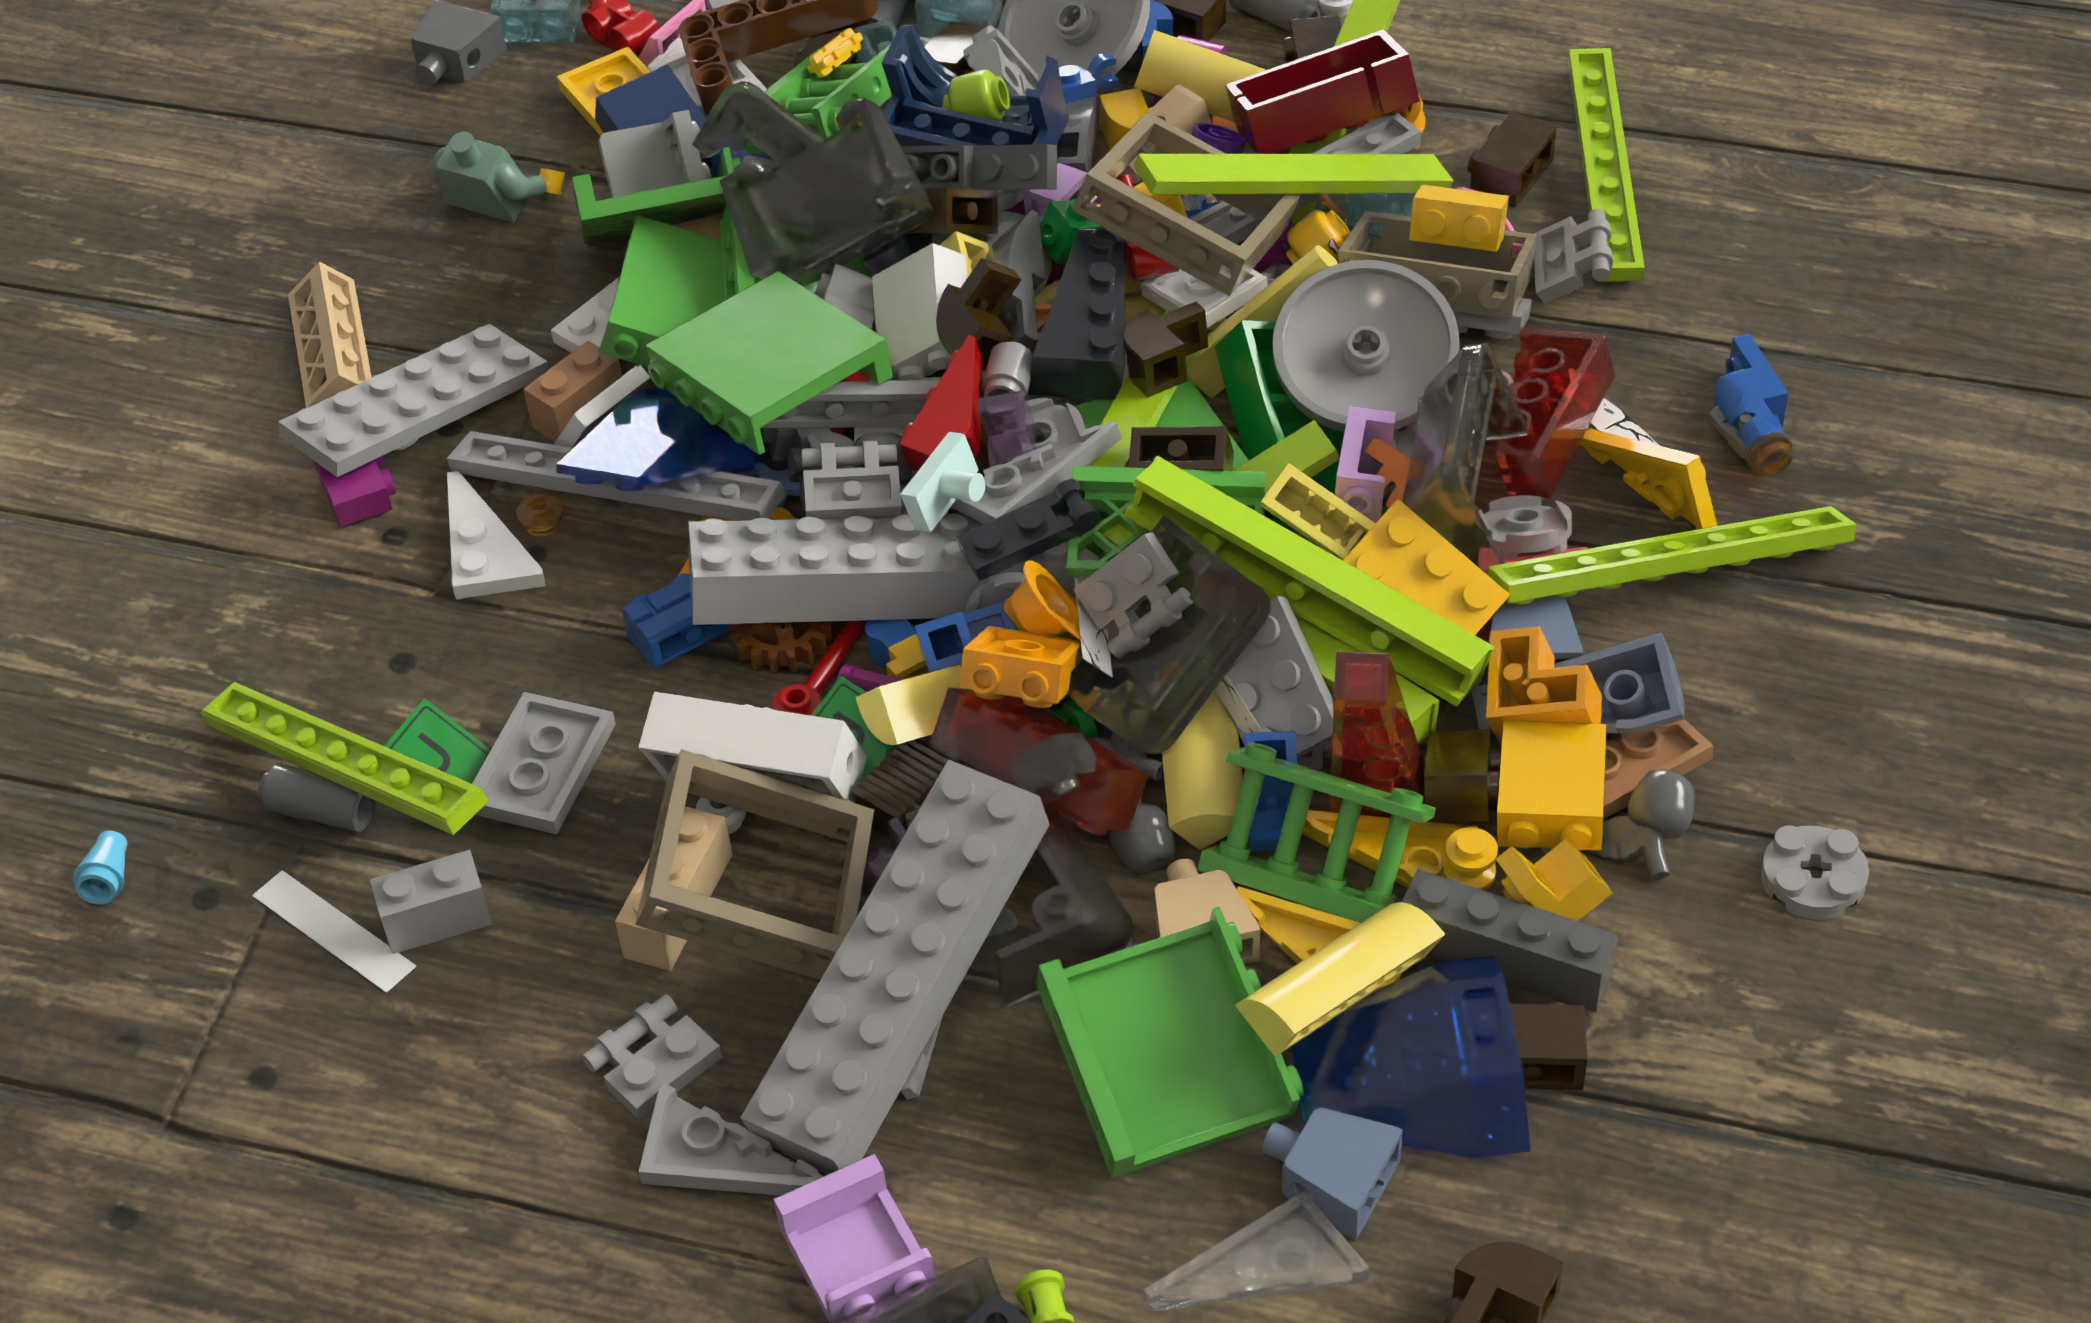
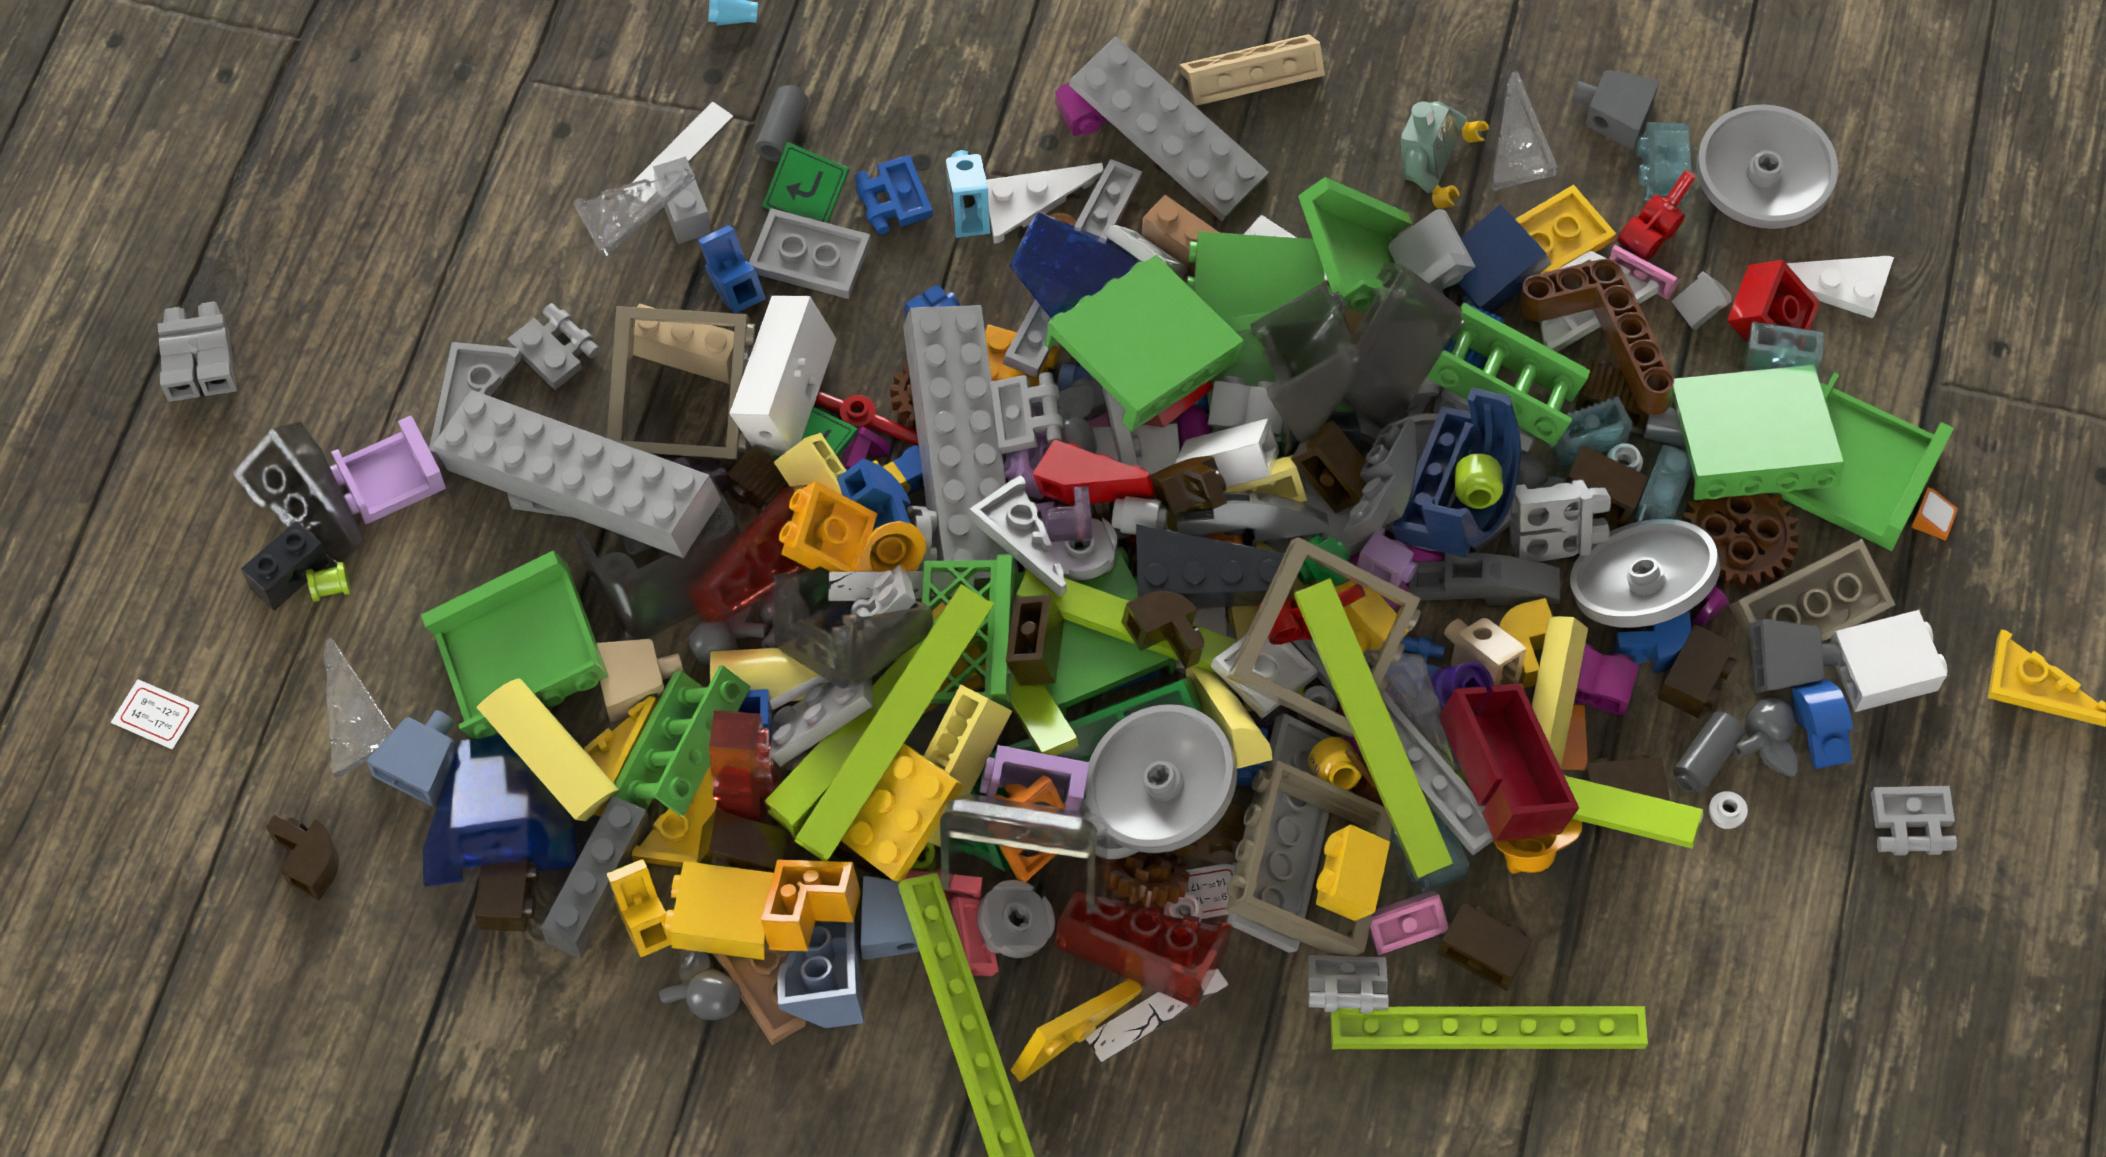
camera: 85 degrees right, 15 degrees up
(345, 758) = (794, 126): lime tile -> none
(443, 965) = (623, 211): none -> clear wing
(456, 666) = (903, 190): none -> blue plate
(476, 587) = (967, 177): none -> medium azure torso
(493, 119) = (1522, 146): none -> clear wing
(569, 841) = (729, 271): none -> blue brick
(835, 53) = (1571, 379): yellow axle -> none
(942, 479) = (1005, 468): light aqua tile -> none
(1028, 530) = (955, 528): black plate -> none
(1053, 766) = (711, 553): clear smoke brick -> none
(1082, 83) = (1556, 575): blue plate -> none
(1471, 858) = (658, 849): yellow wheel -> none
(1752, 409) = (1154, 1110): blue plate -> none
(1821, 847) = (644, 1089): light grey plate -> none

